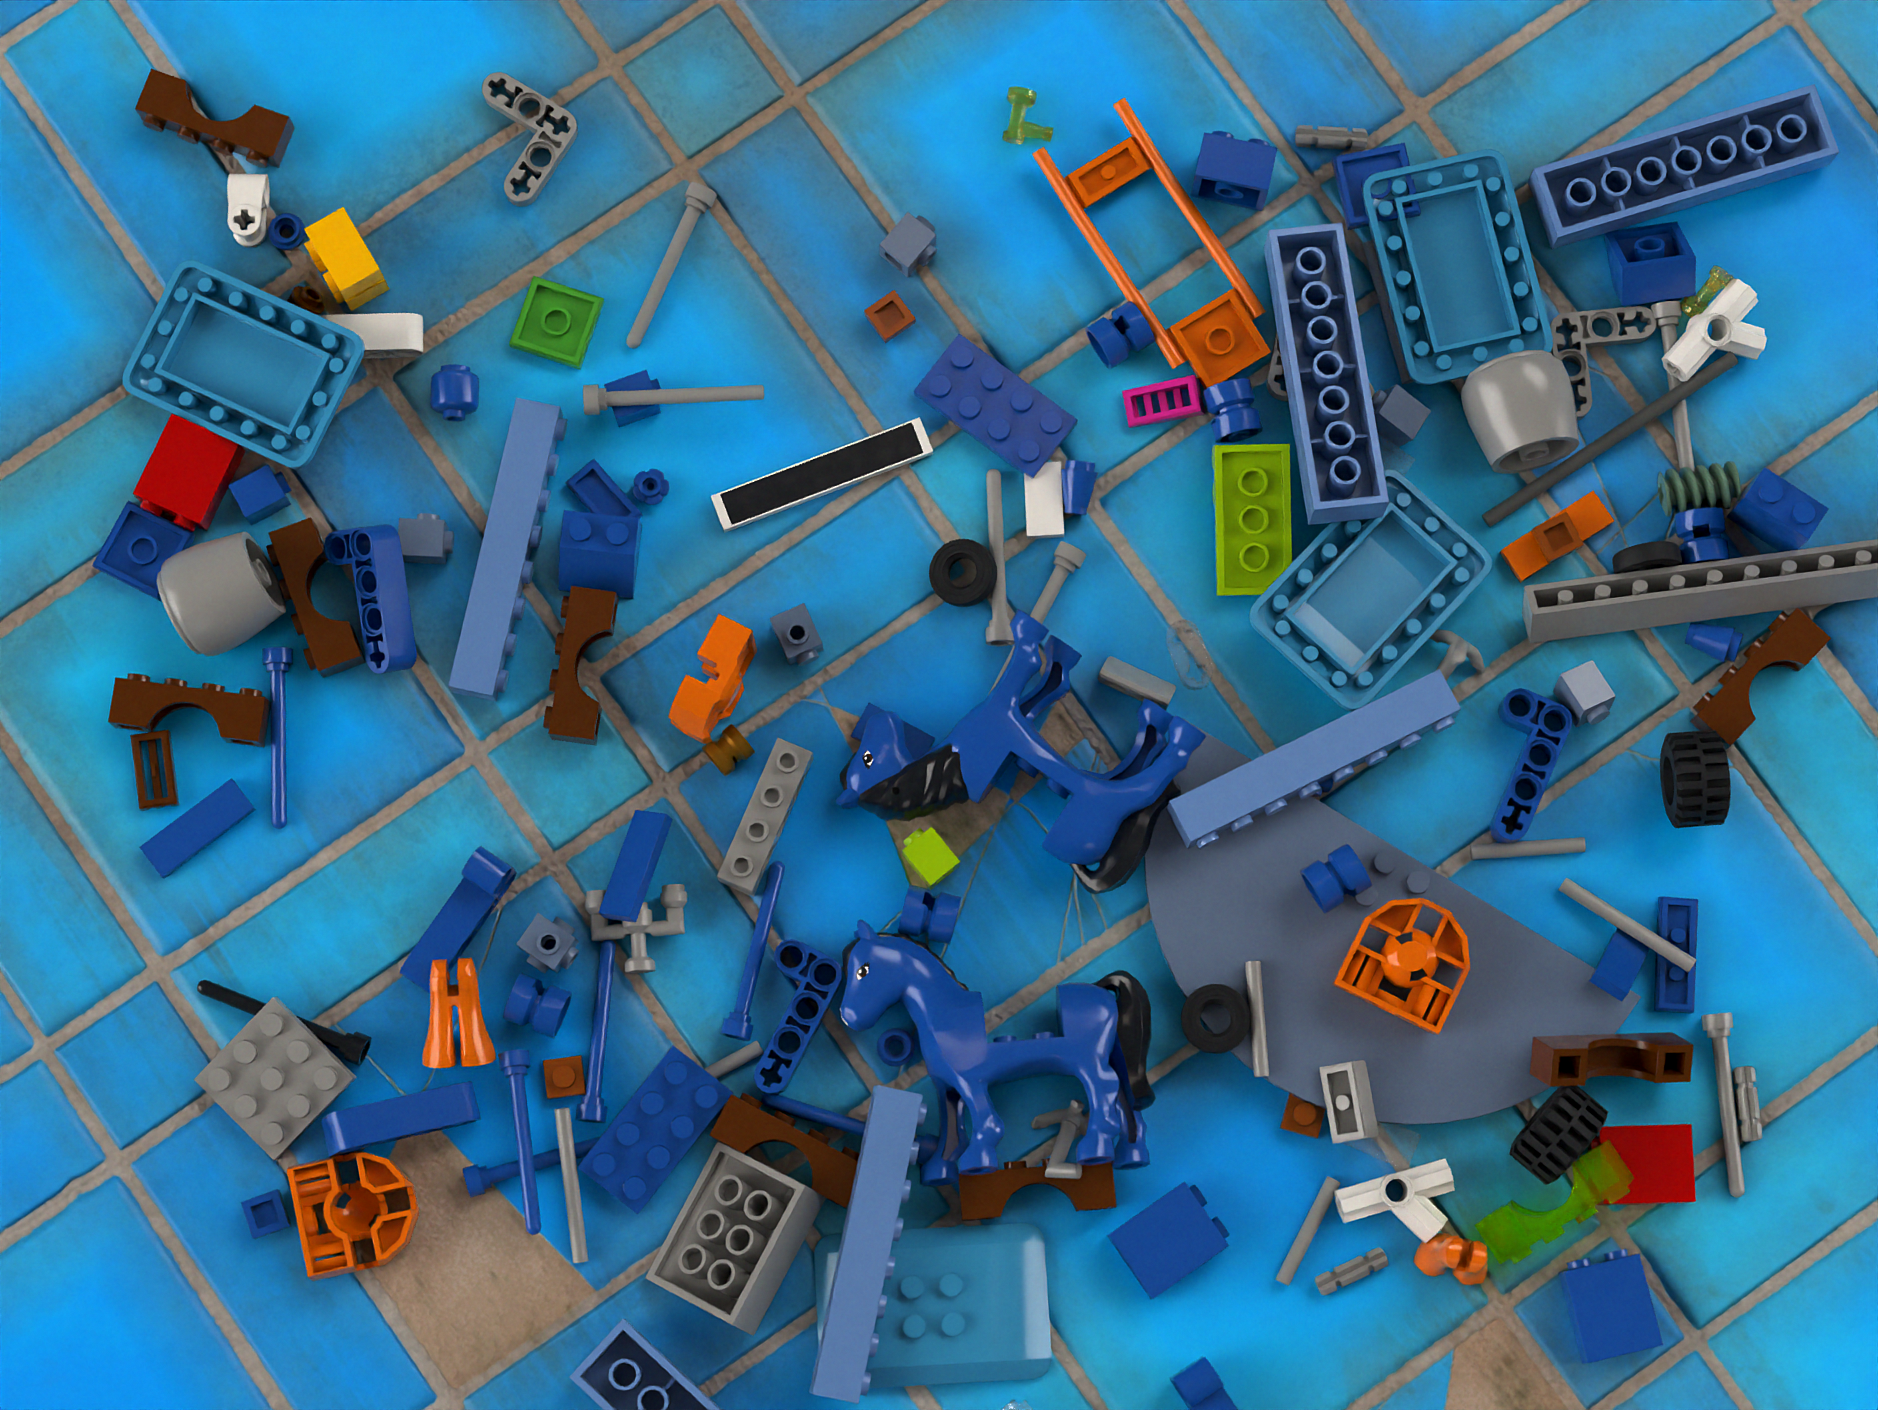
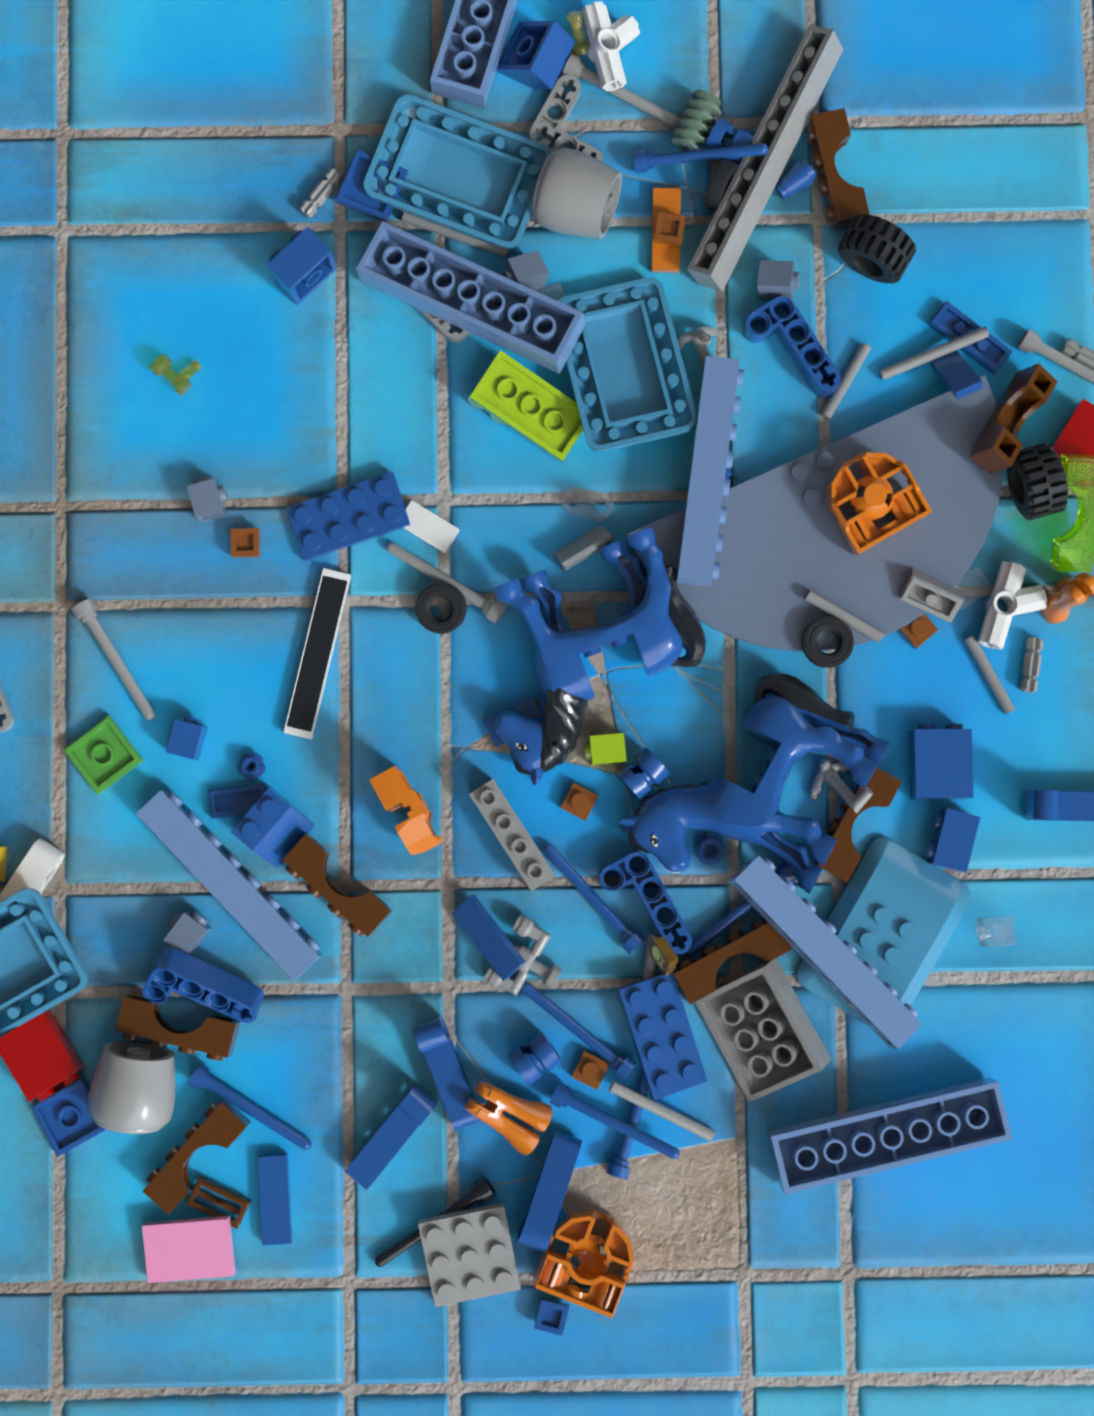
camera: 55 degrees left, 5 degrees up
(84, 771) = (188, 1249): none -> bright pink tile
(261, 493) = (85, 1017): blue brick -> none
(349, 906) = (391, 1136): none -> blue beam
(454, 392) = (104, 850): blue head -> none
(539, 934) = (493, 1032): sand blue brick -> none
(598, 399) = (174, 762): light grey piece -> none
(728, 750) = (454, 829): pearl gold wheel -> none
(743, 1070) = (664, 956): none -> pearl gold tile
(797, 635) = (410, 738): sand blue brick -> none
(852, 867) = (579, 801): none -> dark orange plate
(1067, 560) = (477, 538): light grey piece -> none
(1077, 486) = (434, 499): blue cone -> none
(1090, 1310) = (952, 840): none -> blue brick
(1109, 338) = (356, 409): blue wheel -> none
(1181, 411) = (412, 396): dark pink slope -> none
(1215, 338) = (399, 351): orange plate -> none
(1232, 410) = (453, 371): blue wheel -> none
(1335, 878) = (793, 507): blue wheel -> none
(1610, 439) = (628, 151): dark grey piece -> none
(1616, 460) = (647, 160): none -> blue piece
(1777, 512) = (747, 84): blue brick -> none

